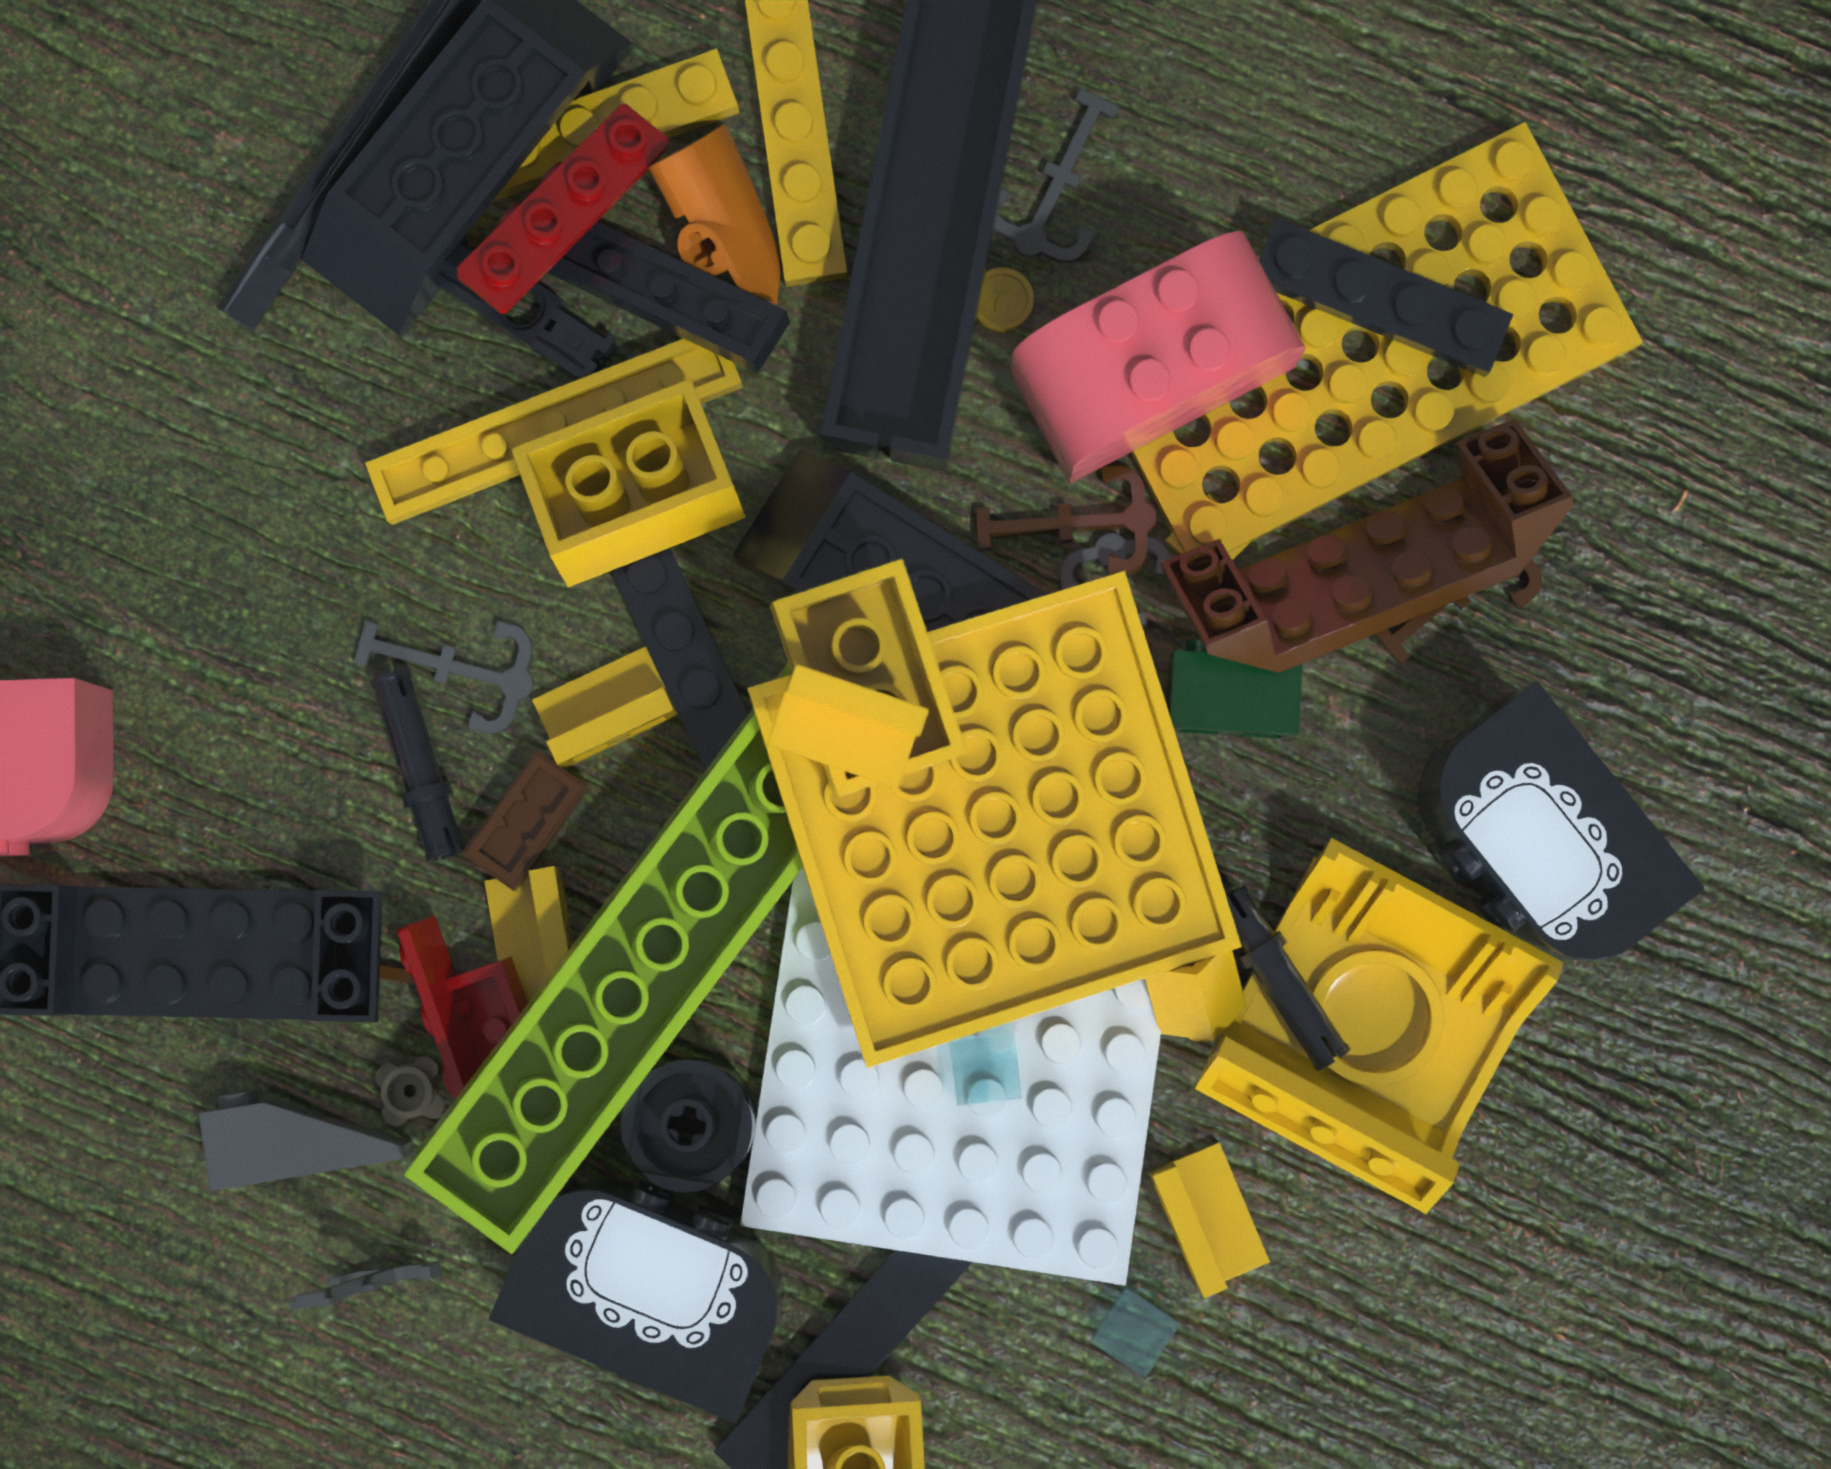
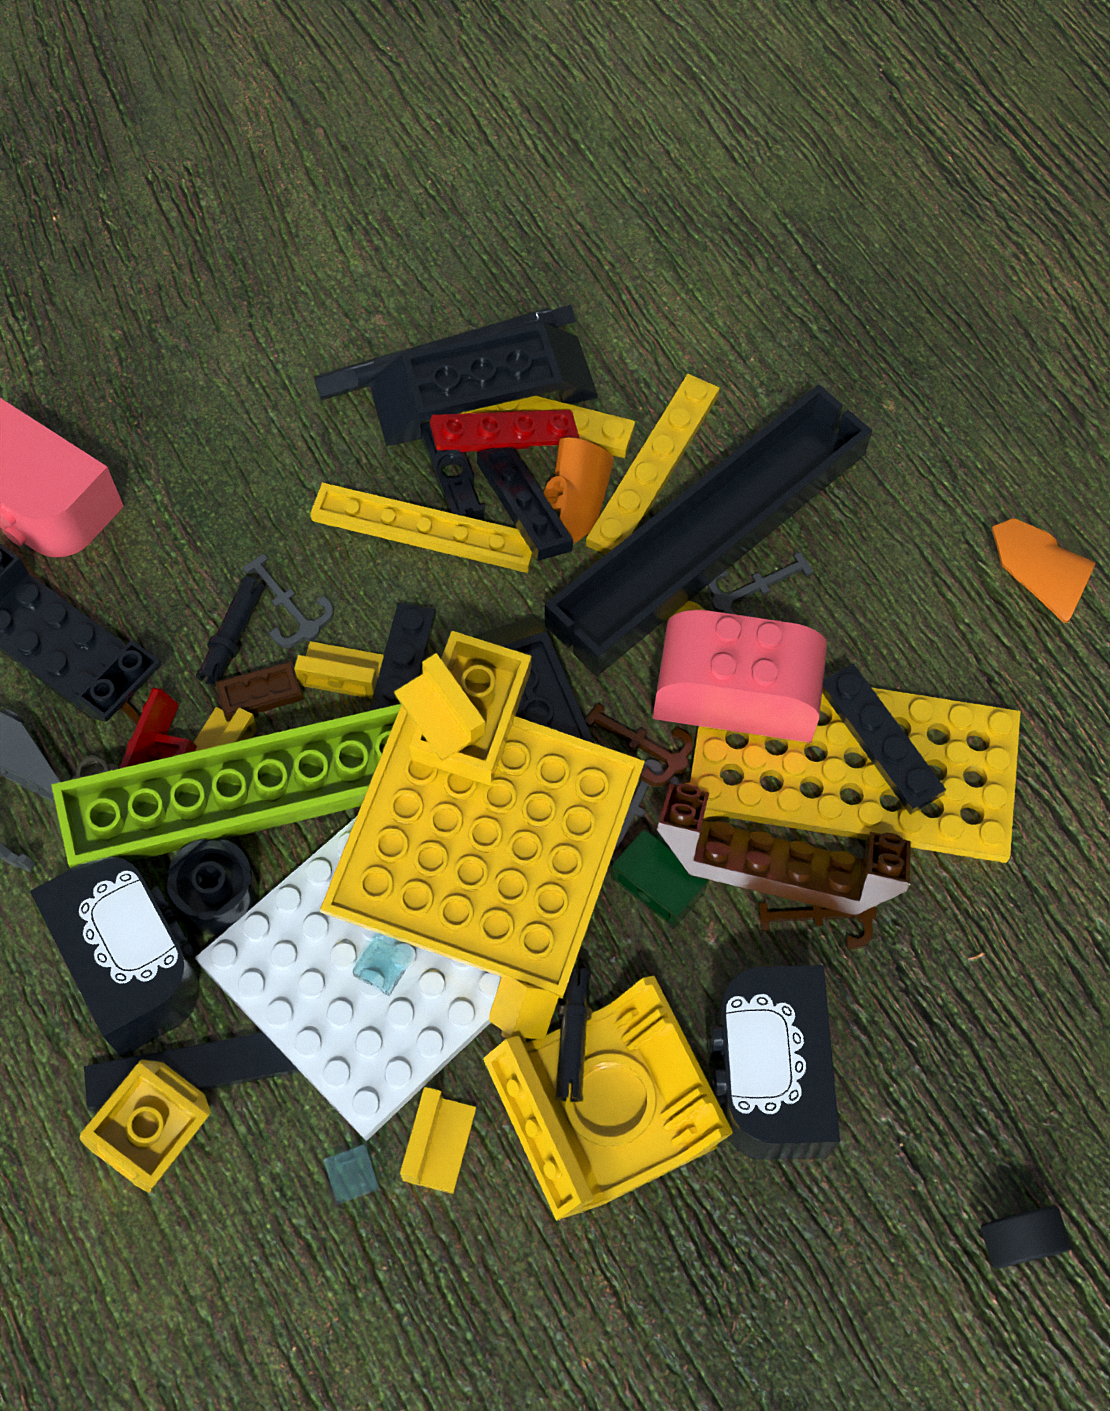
camera: 30 degrees right, 20 degrees down
(627, 483) = (435, 568): yellow brick -> none

